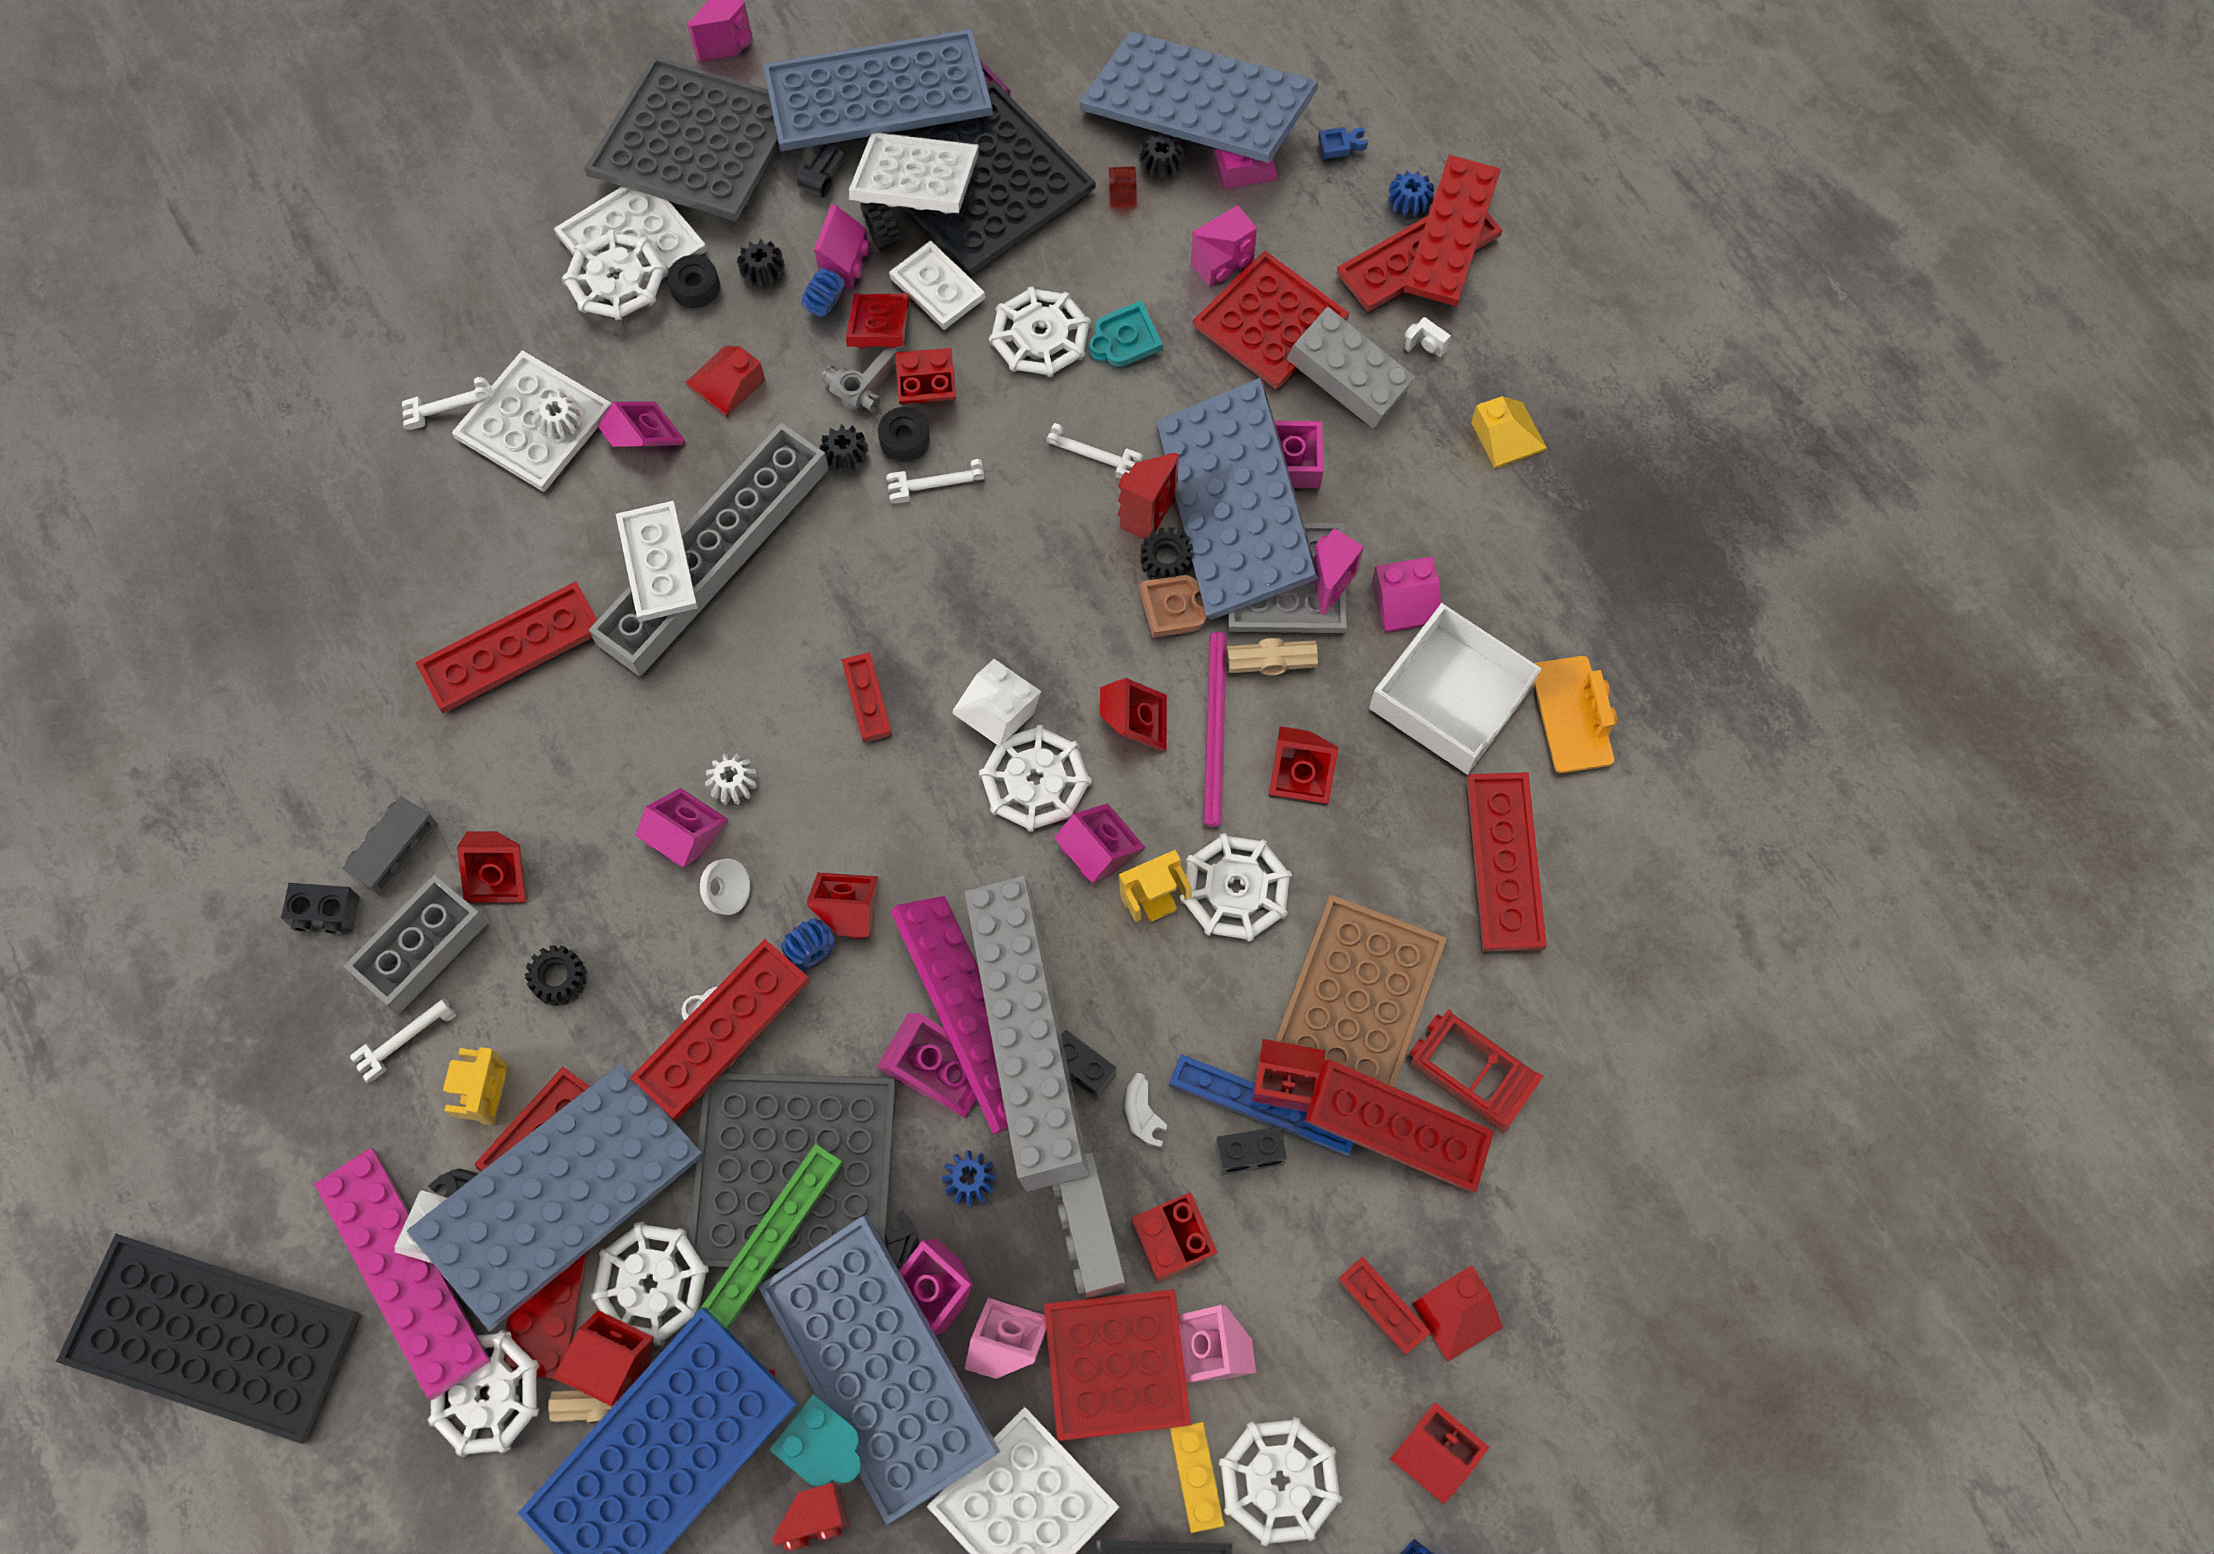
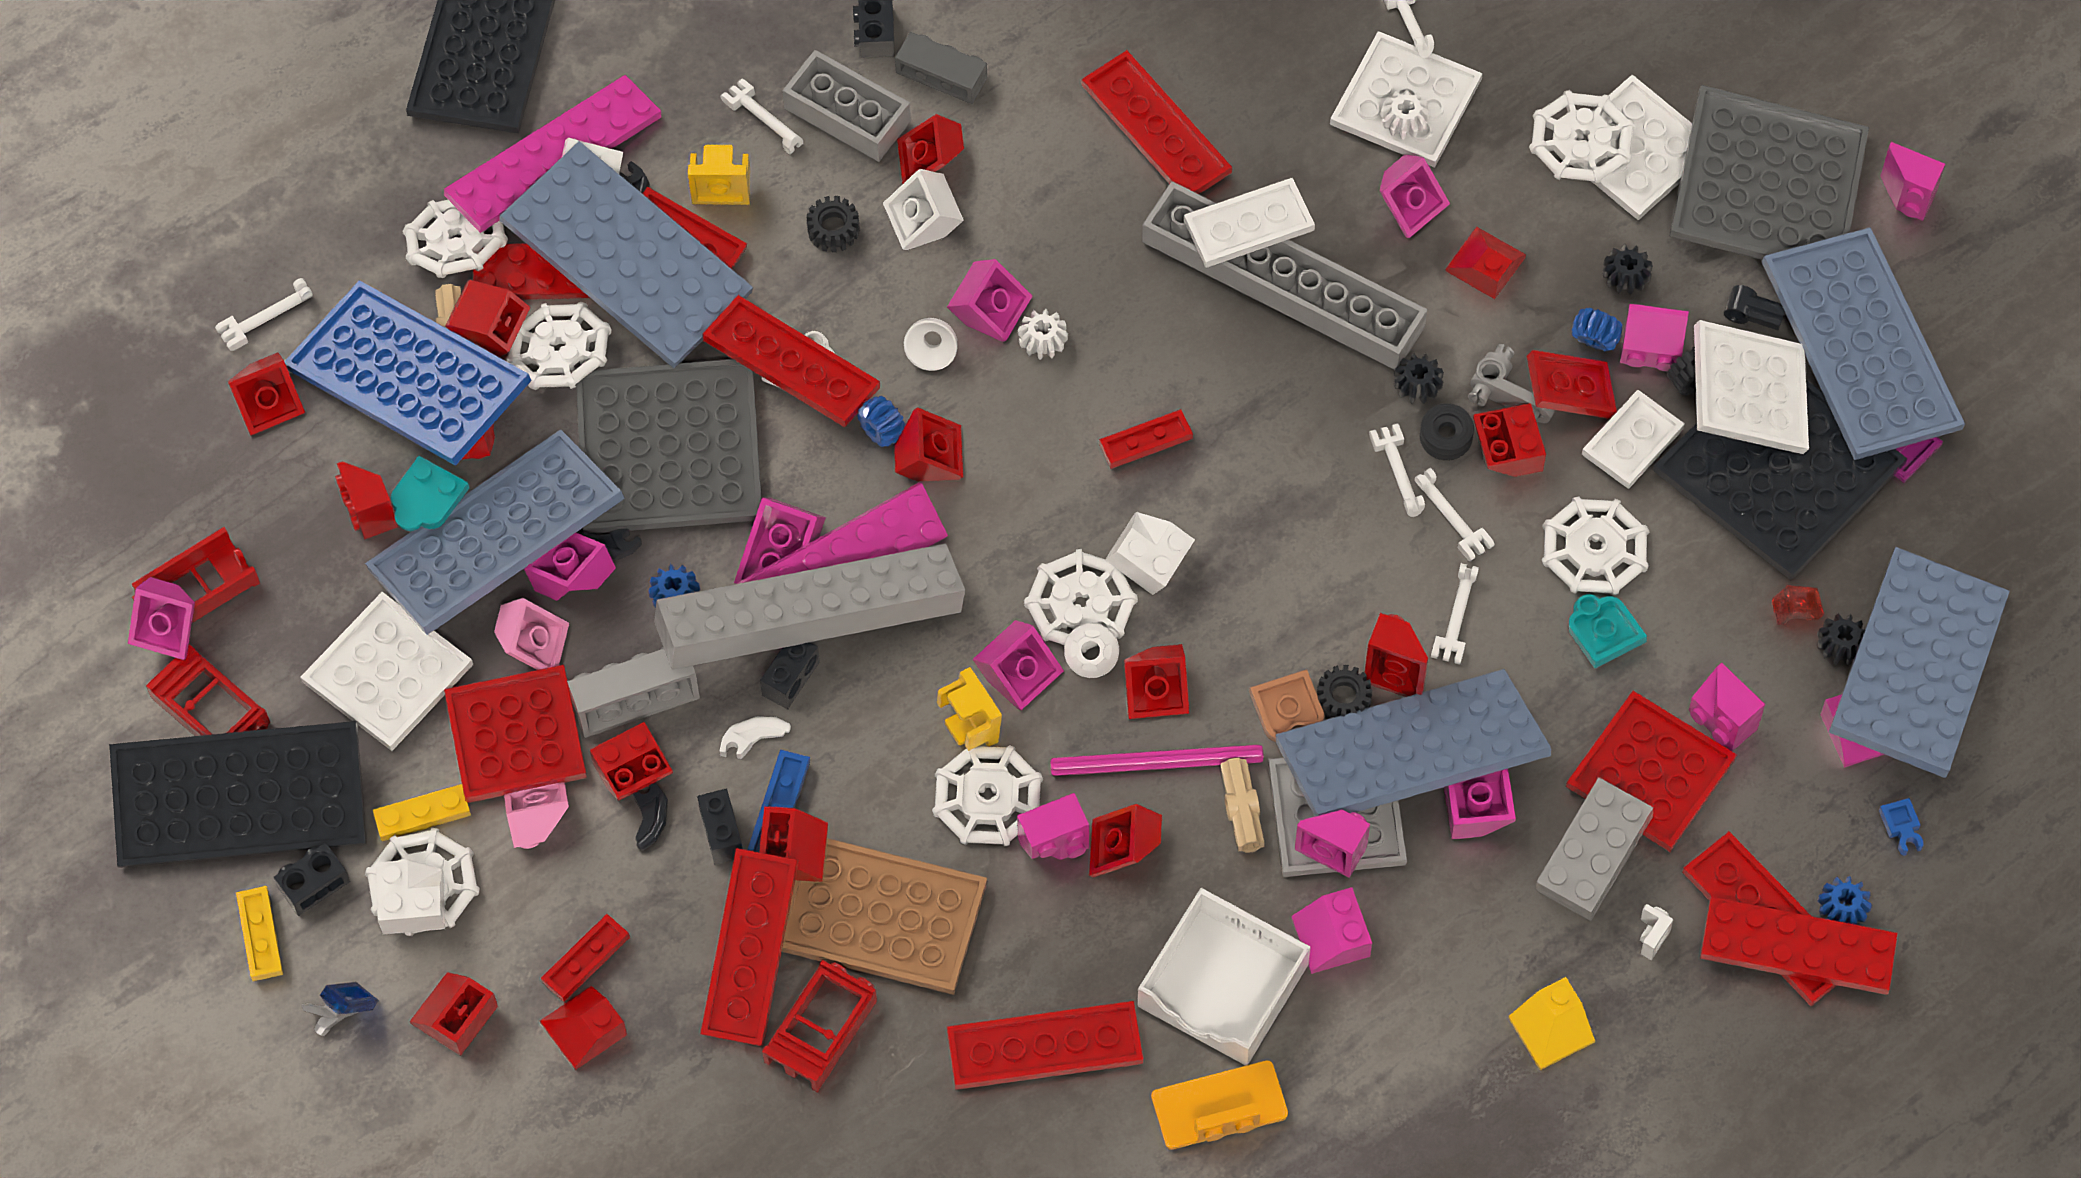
camera: 85 degrees right, 5 degrees down
(560, 882) = (922, 209): none -> white slope
(689, 267) = (1598, 197): black tyre -> none
(772, 1235) = (604, 431): bright green plate -> none
(1019, 429) = (1470, 539): none -> white hinge
(1085, 779) = (1108, 650): none -> white piece
(1232, 1223) = (654, 813): none -> black piece
(1293, 821) = (1054, 829): none -> dark pink slope
(1312, 1490) = (409, 897): none -> white slope

